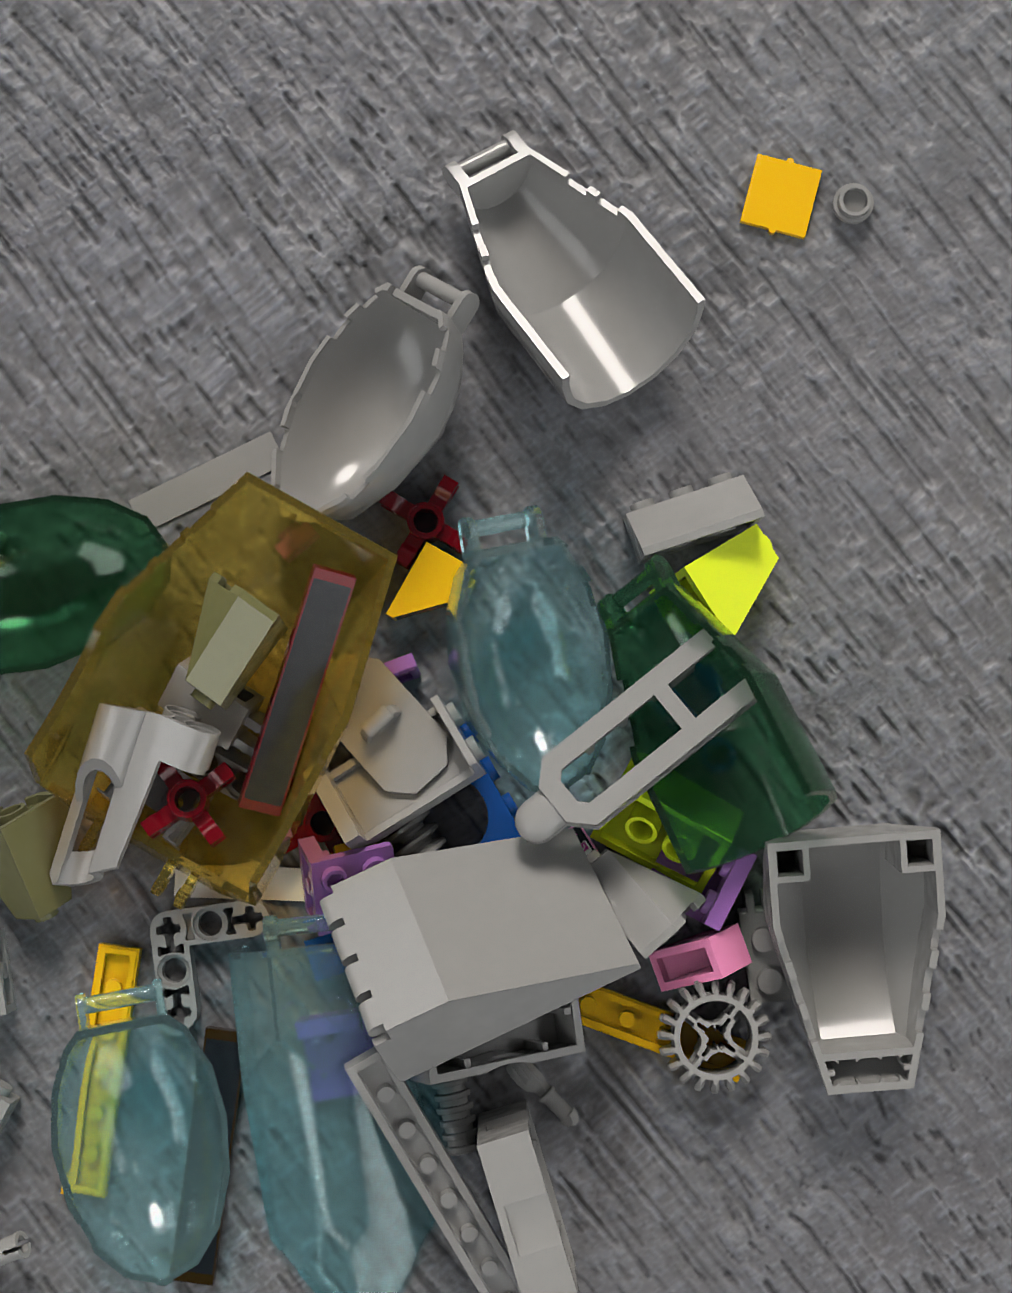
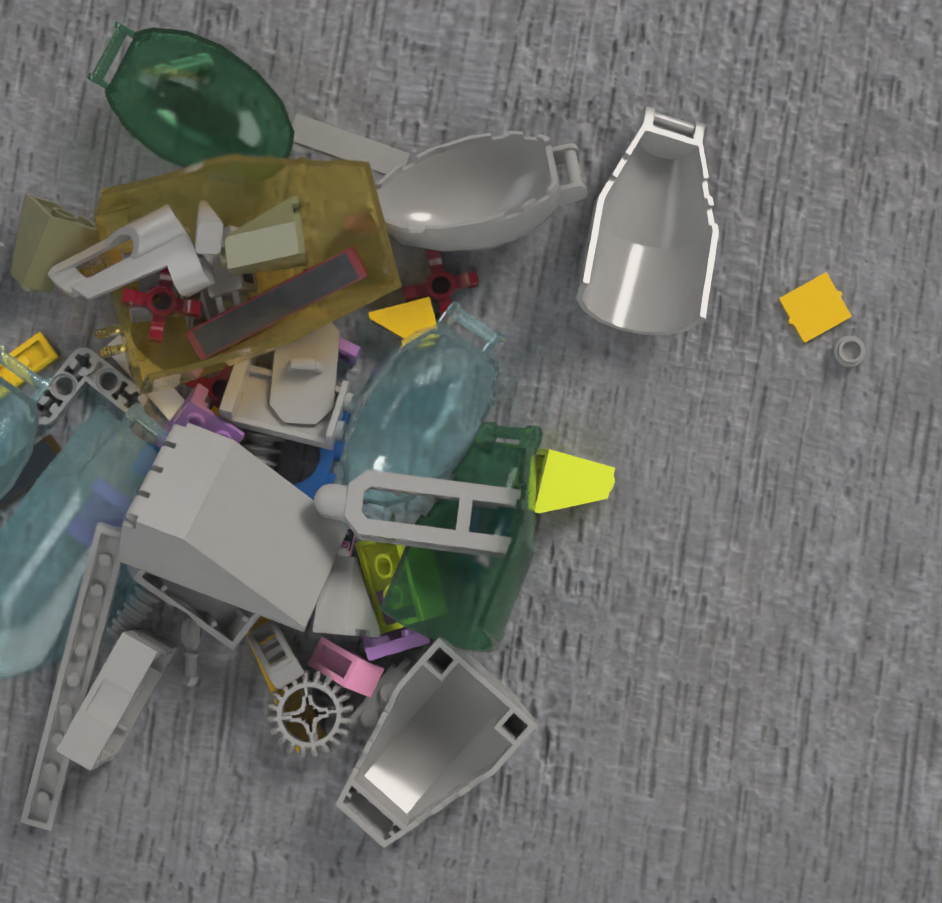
camera: 45 degrees right, 0 degrees up
(163, 689) = (208, 230): none -> light grey slope
(650, 1019) = (283, 670): none -> light grey slope
(692, 517) = (584, 429): light grey slope -> none

